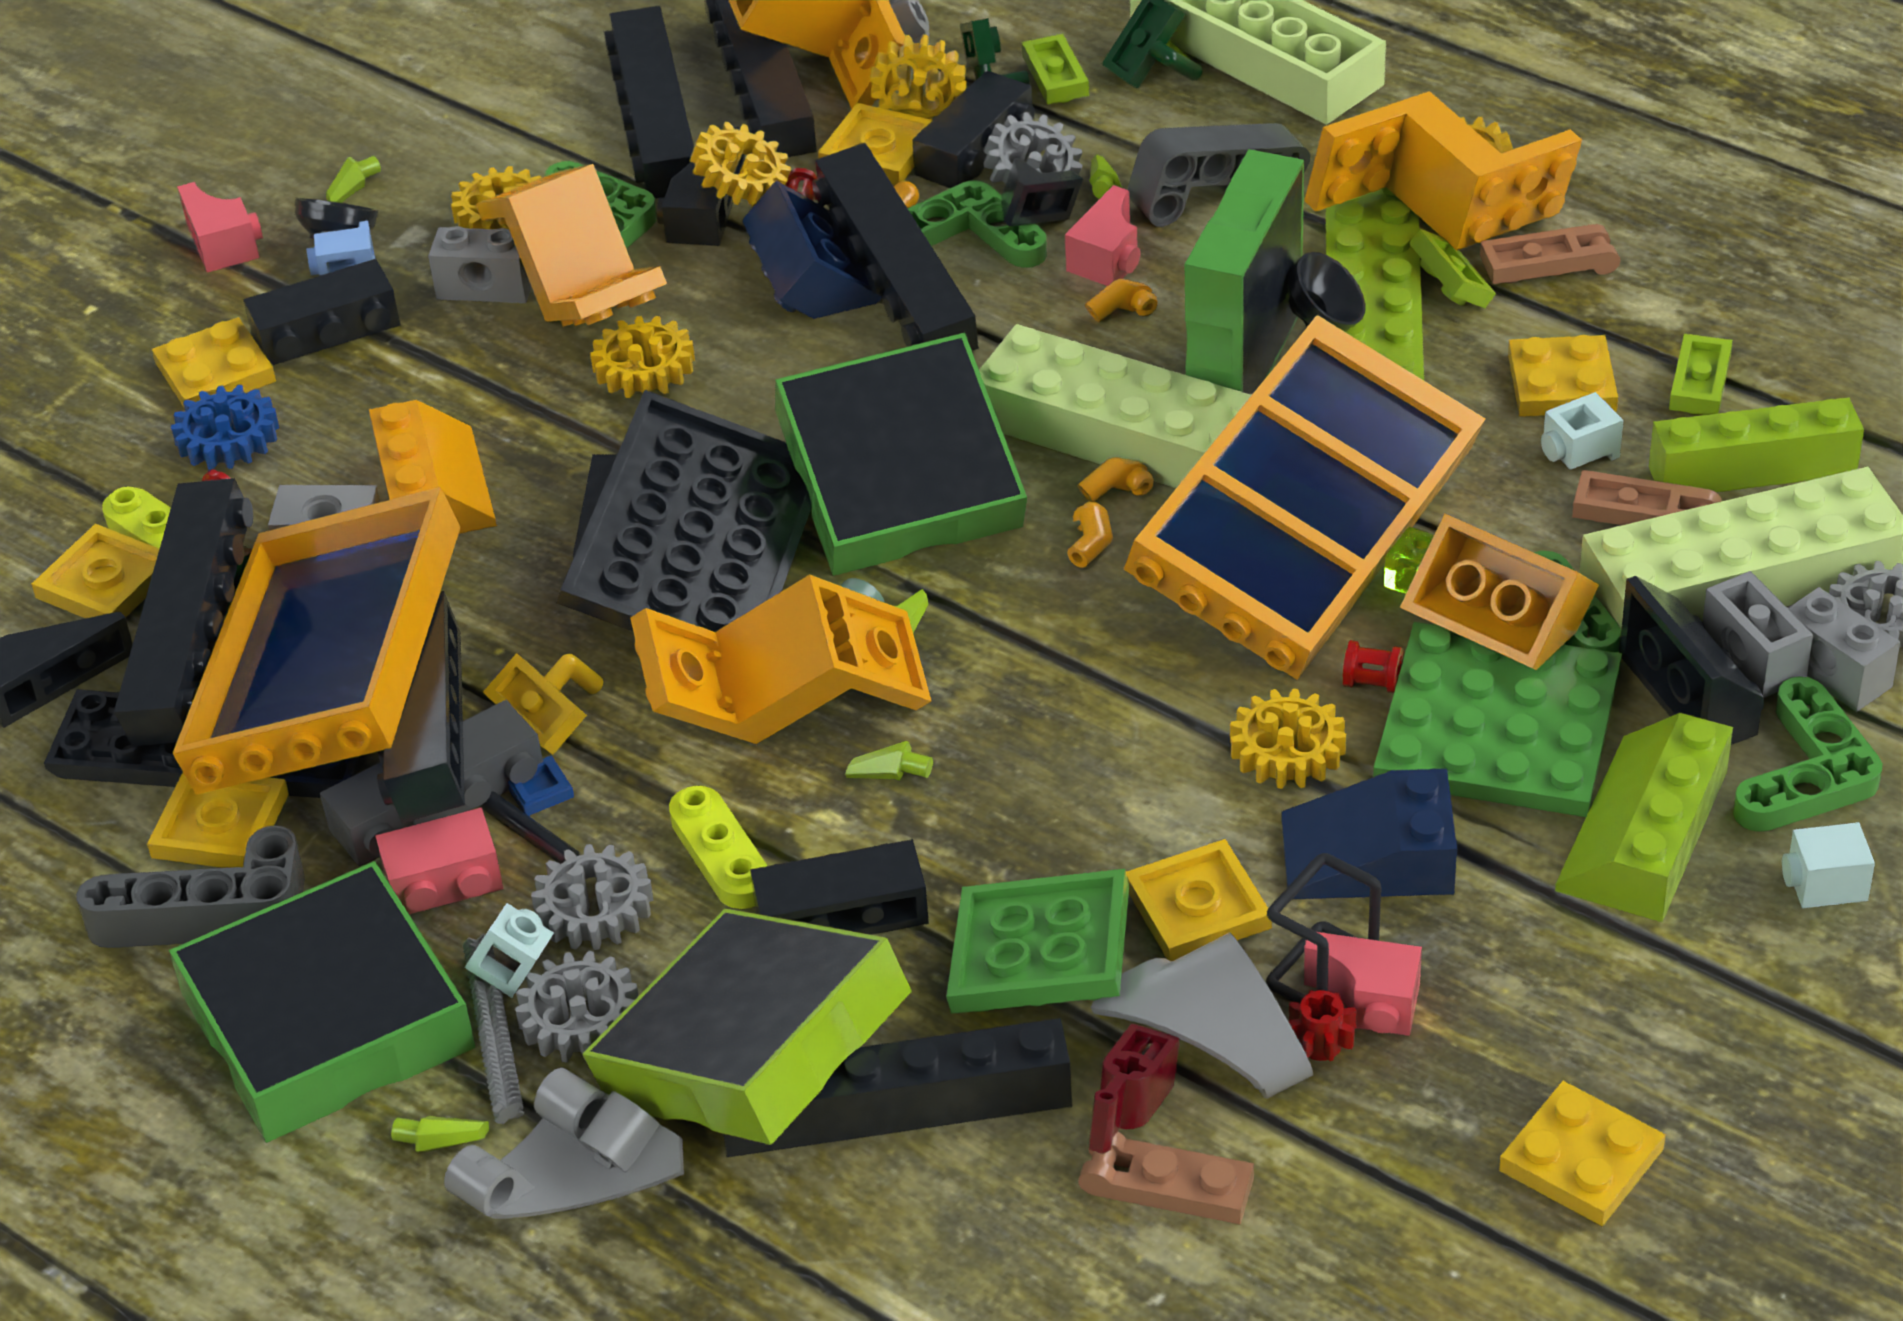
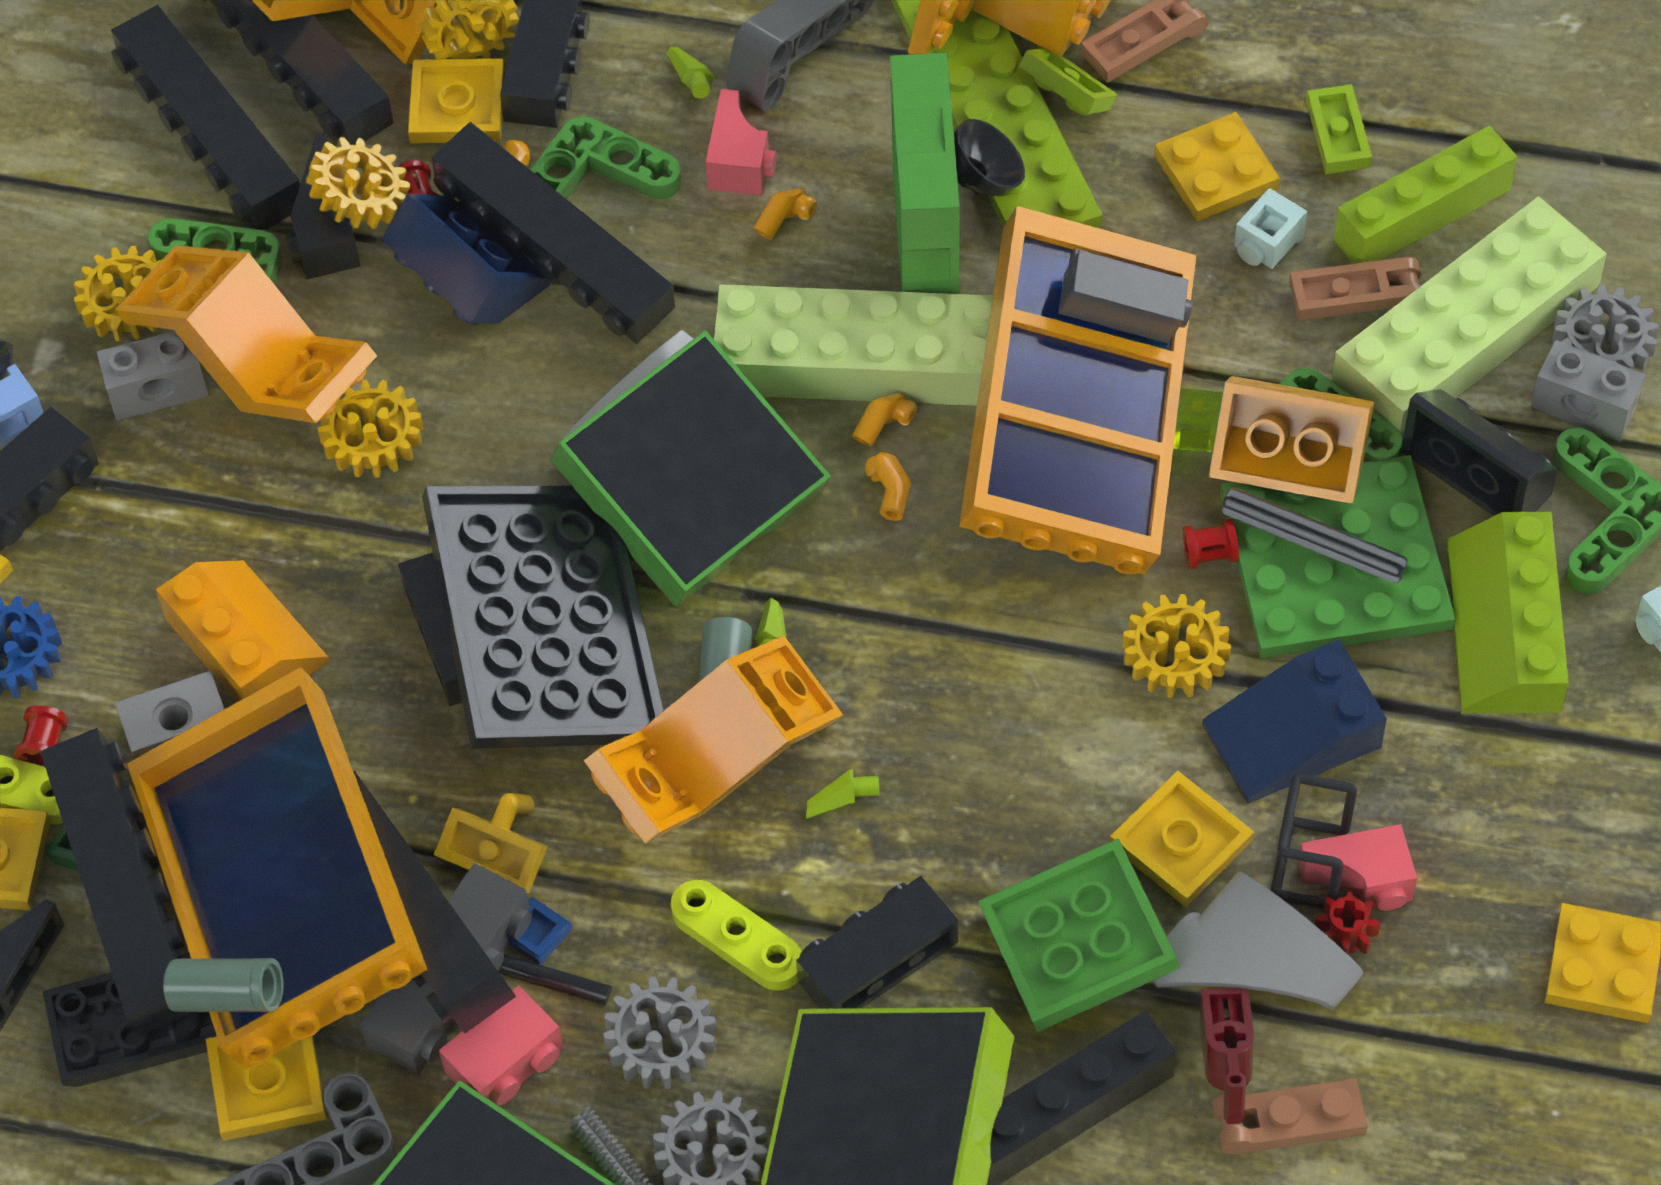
camera: 25 degrees left, 15 degrees up
(201, 697) = (223, 985): none -> sand green pin
(517, 935) = (624, 1103): light aqua brick -> none
(1026, 142) = (644, 74): light grey gear -> none
(1038, 196) = (648, 124): black slope -> none
(1384, 417) = (1124, 296): none -> brick
(1478, 683) = (1314, 535): none -> axle
(1757, 632) = (1520, 400): light grey brick -> none

